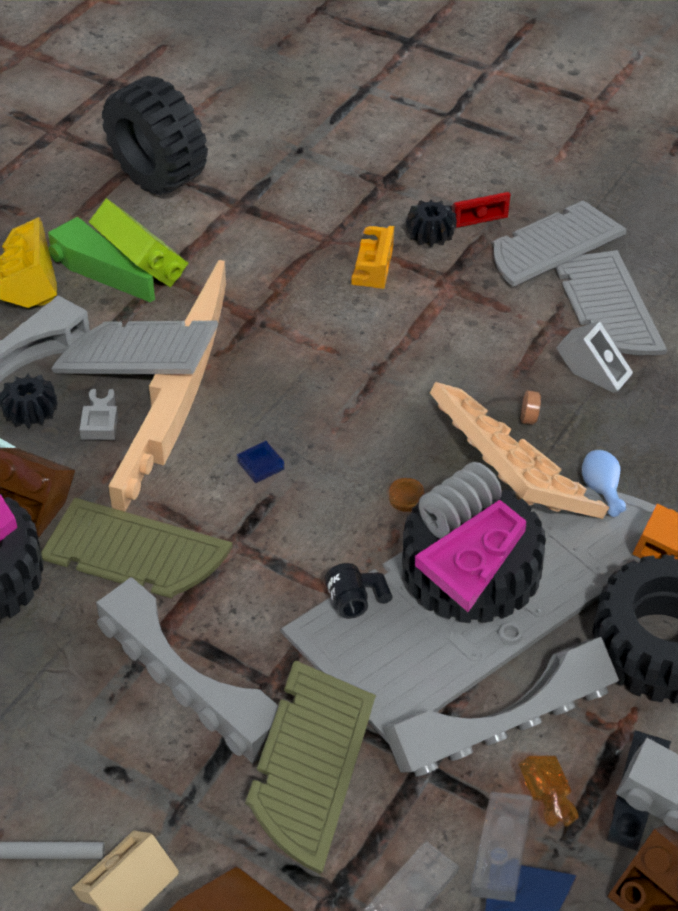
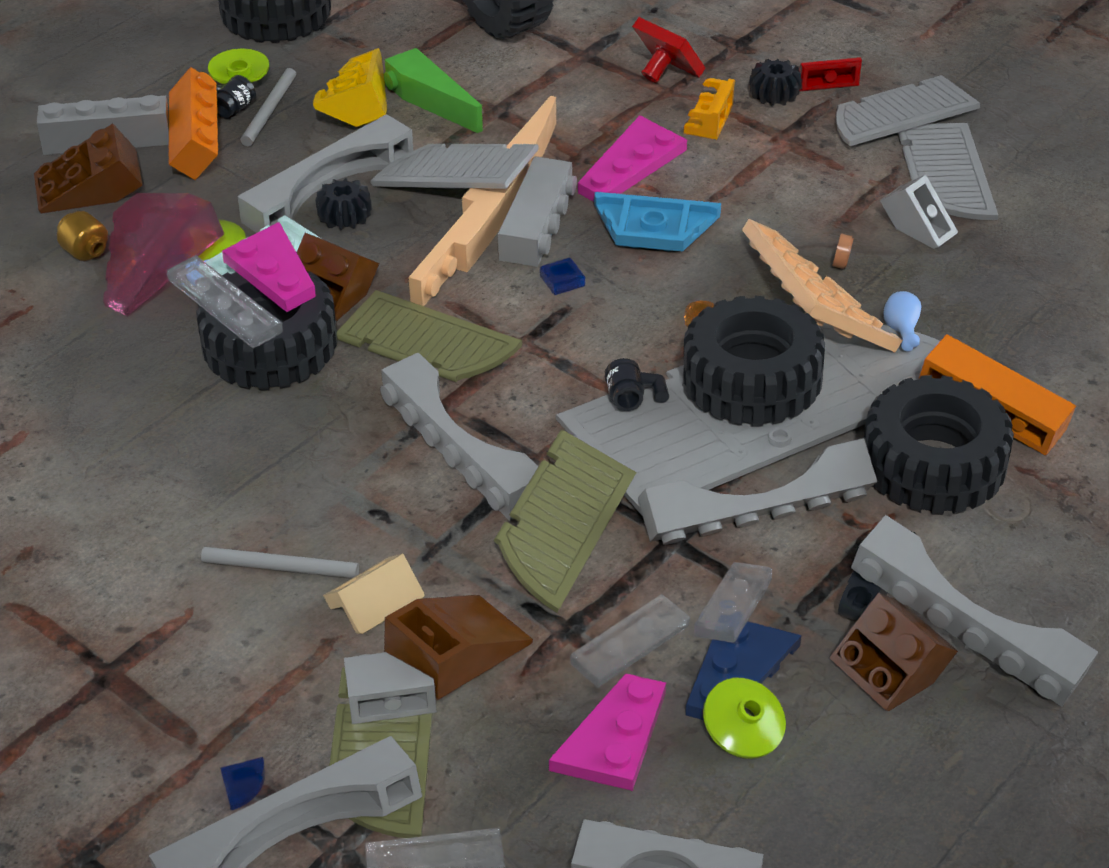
camera: 10 degrees right, 5 degrees down
(100, 418) = (410, 225): light grey plate -> none
(138, 243) = (473, 76): lime slope -> none
(223, 391) = (536, 211): none -> light grey brick
(305, 321) = (632, 158): none -> dark pink wing
(322, 198) = (665, 50): none -> red tile
(341, 390) = (654, 220): none -> dark azure wing
(459, 498) = (742, 302): light grey piece -> none
(472, 553) = (747, 348): dark pink wing -> none
(548, 784) = (790, 559): clear orange plate -> none

